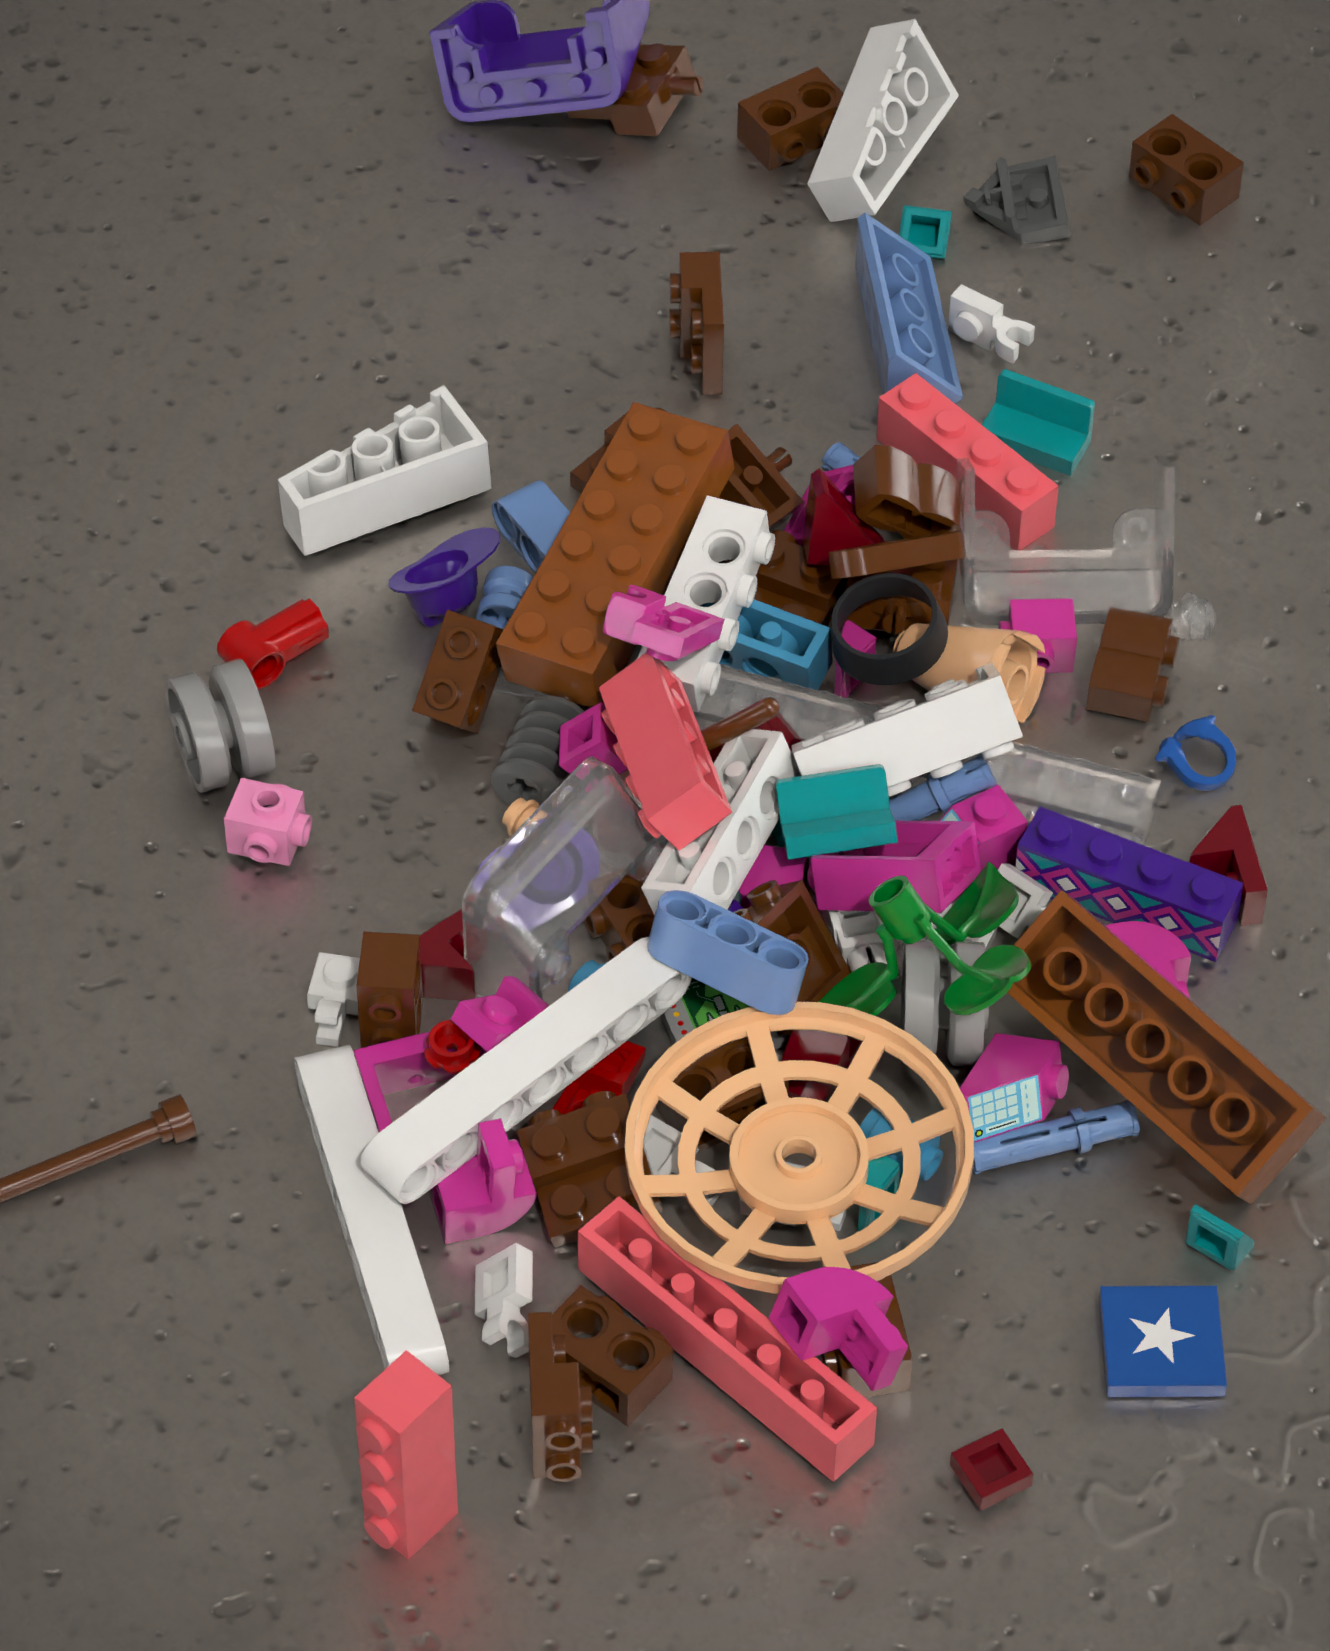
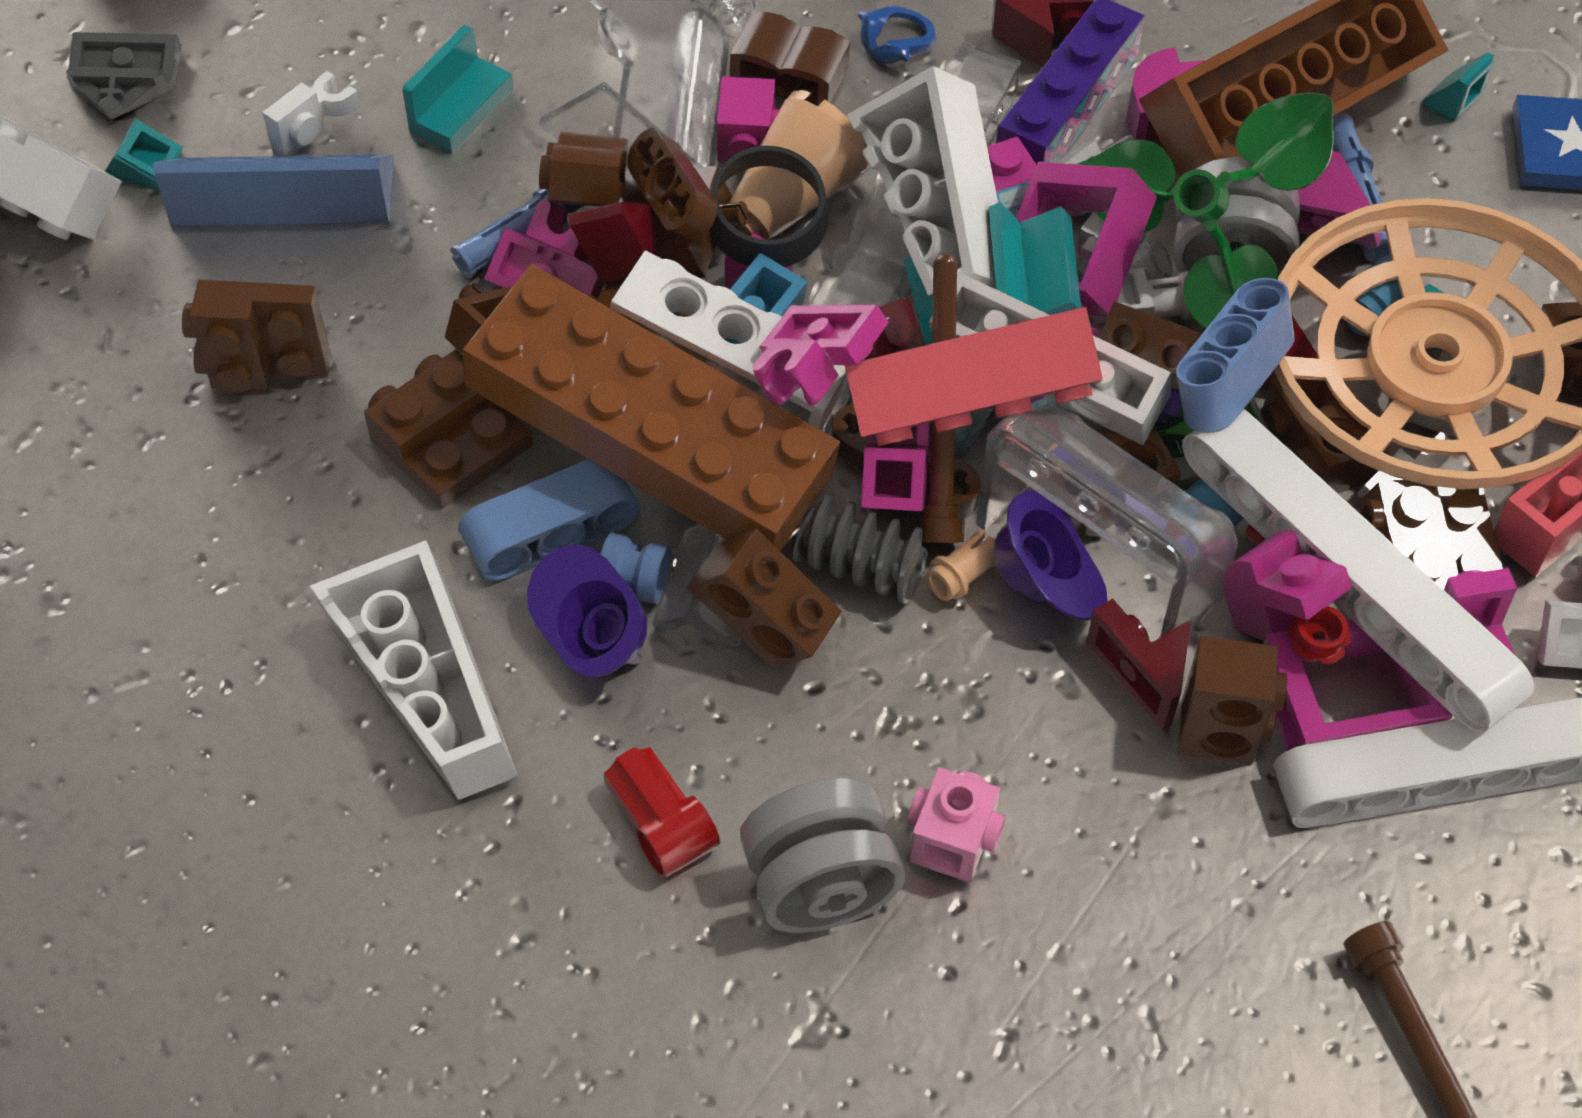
camera: 85 degrees left, 5 degrees up
(333, 995) = (1175, 775): white plate -> none
(939, 432) = (483, 153): coral brick -> none

